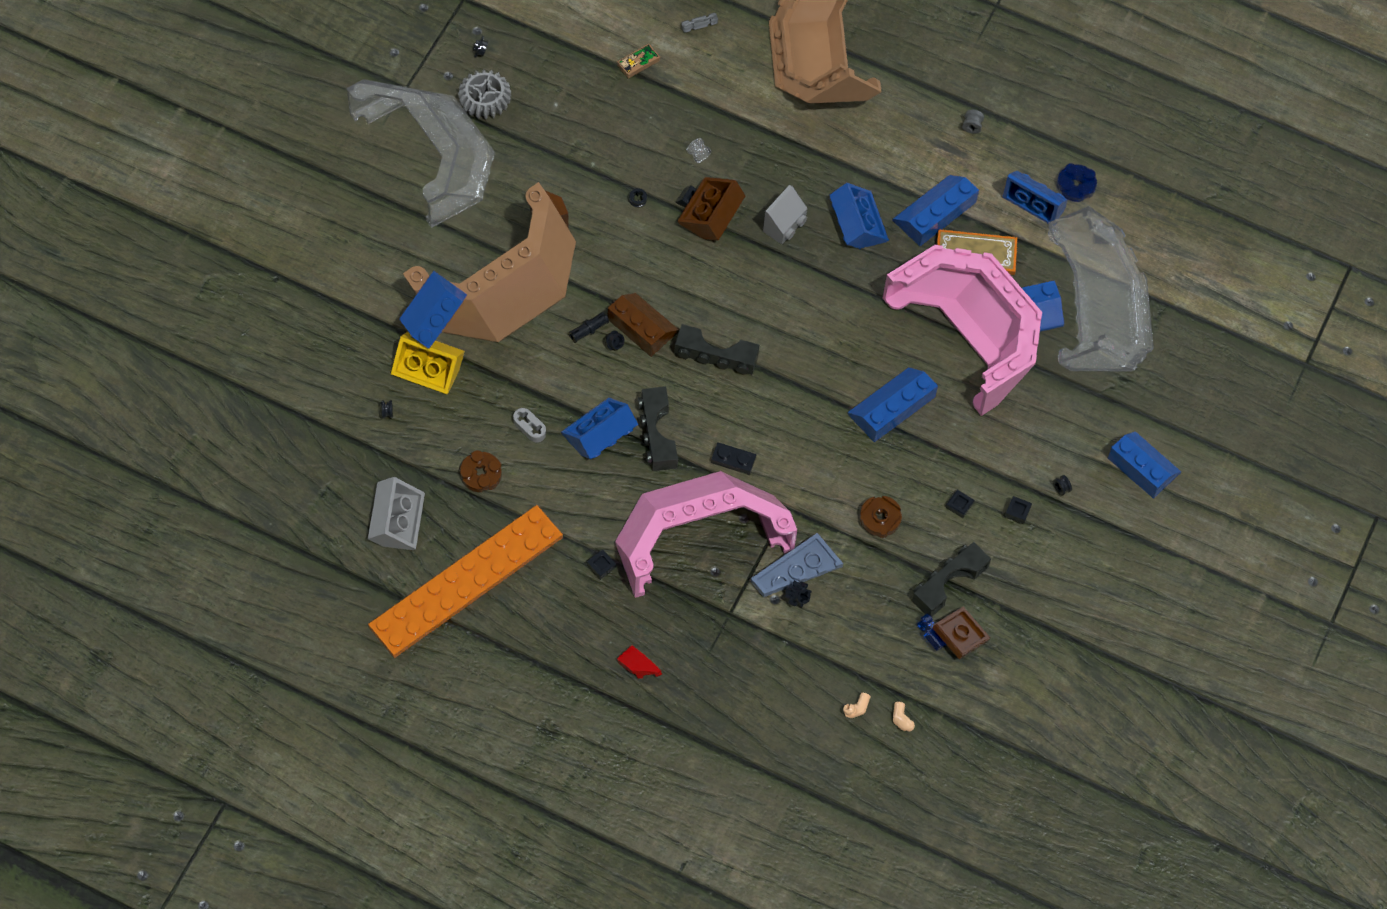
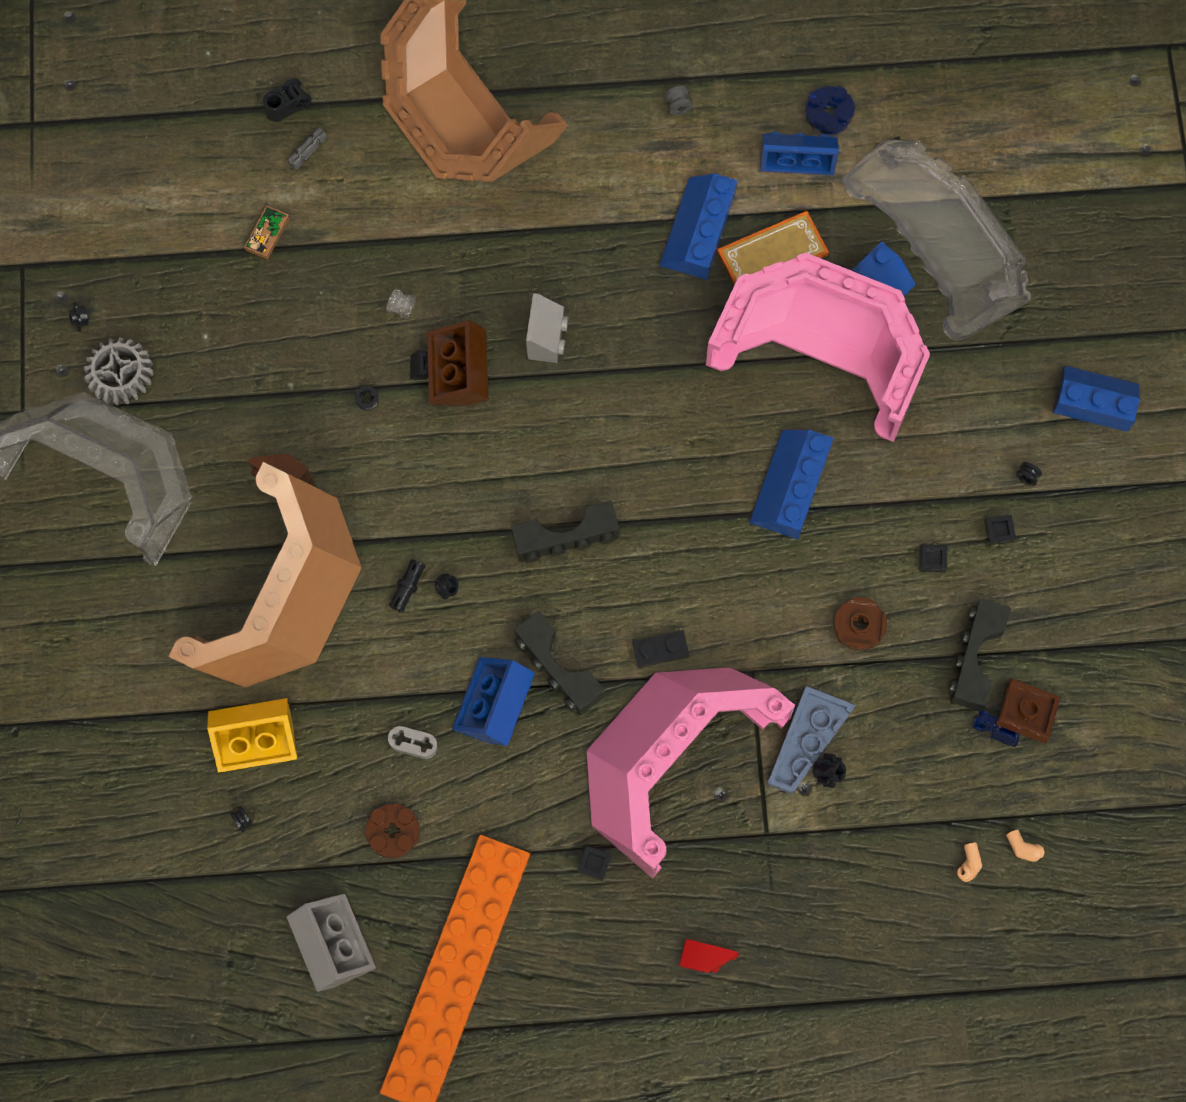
camera: 25 degrees left, 10 degrees up
(432, 309) = (228, 679): blue slope -> none
(641, 323) = (463, 546): reddish brown slope -> none
(858, 216) = (623, 284): blue slope -> none

